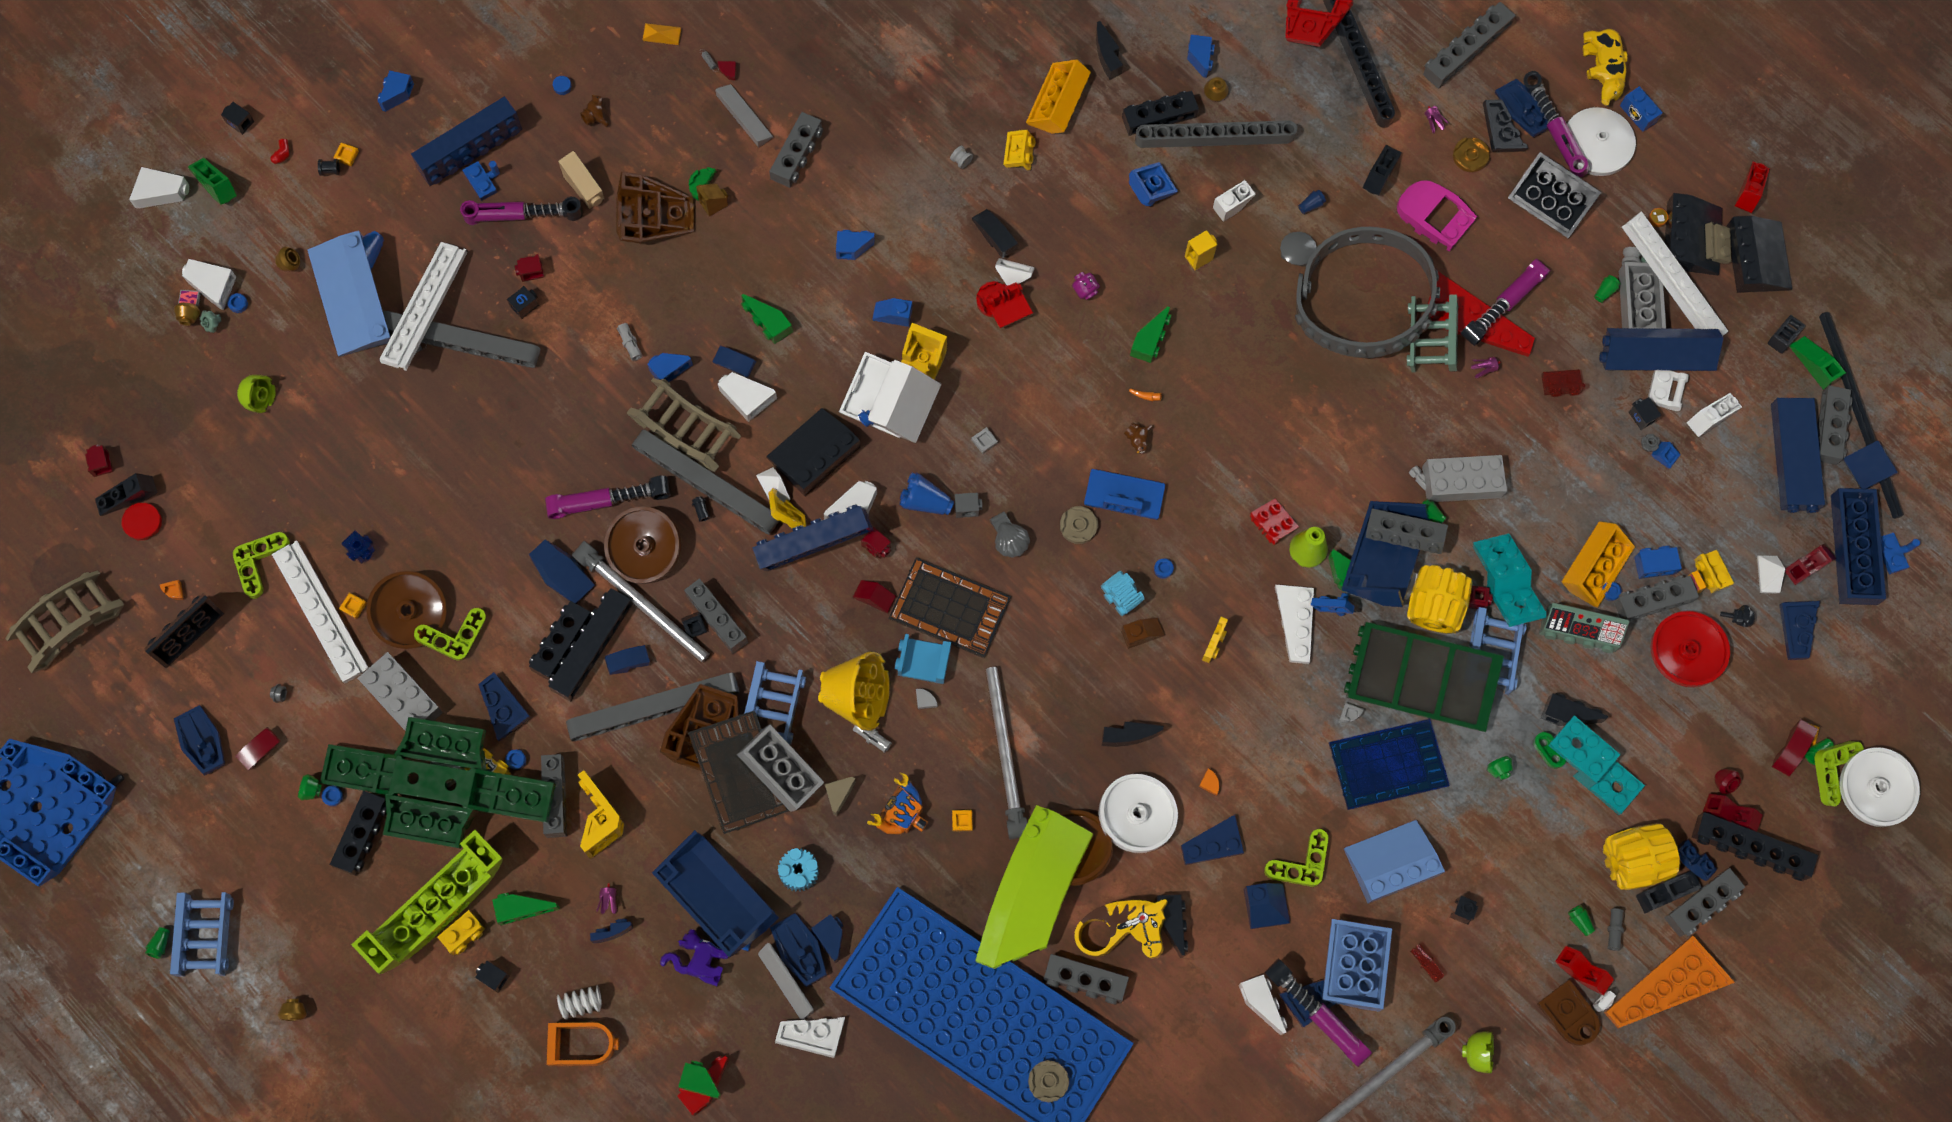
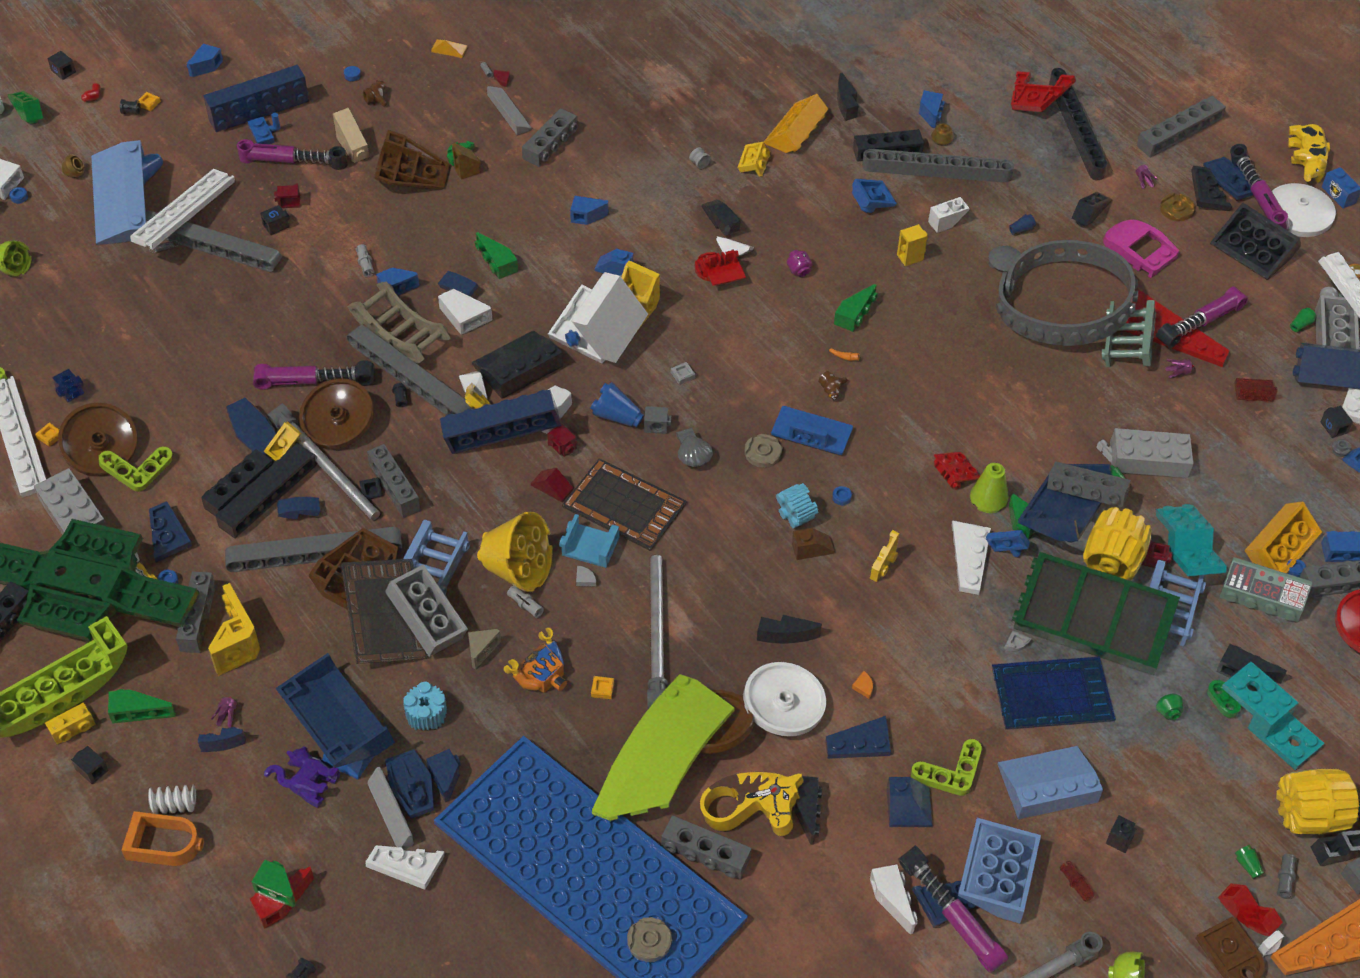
camera: 10 degrees right, 20 degrees down
(595, 587) = (282, 441): none -> yellow slope

